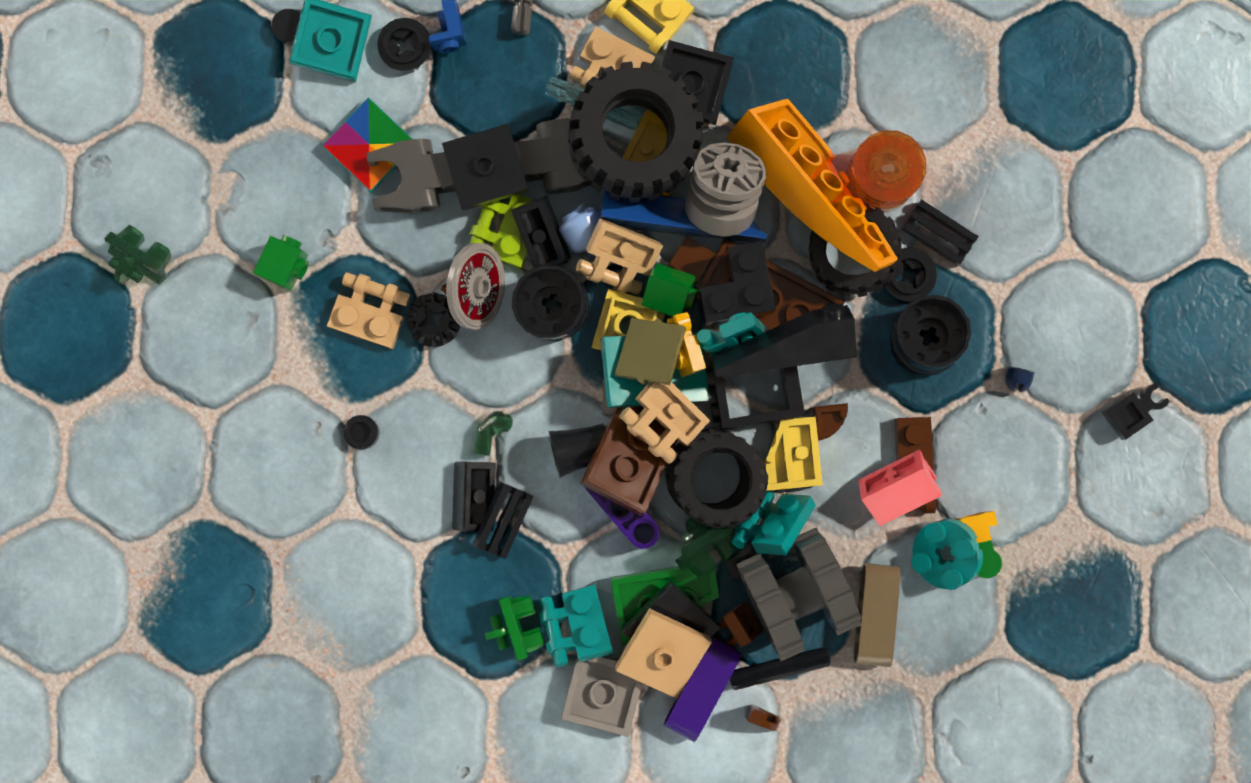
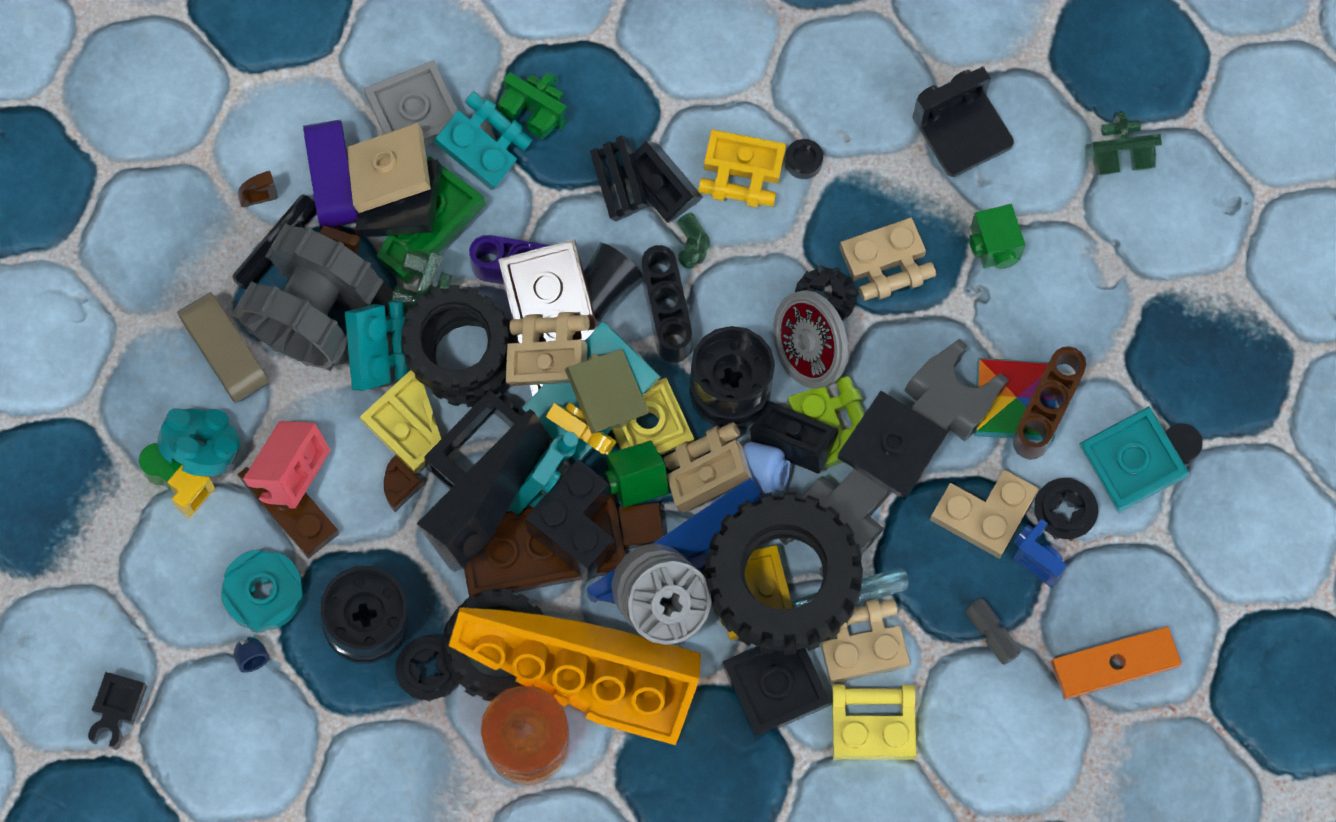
camera: 135 degrees right, 15 degrees down
(231, 363) = (961, 122): none -> black bracket
(336, 113) = (1052, 385): none -> reddish brown beam
(401, 462) = (745, 158): none -> yellow plate
(457, 76) = (986, 523): none -> tan plate
(548, 381) = (666, 286): none -> black beam
(947, 222) = (424, 717): black tile -> none
(963, 428) = (261, 613): none -> teal plate

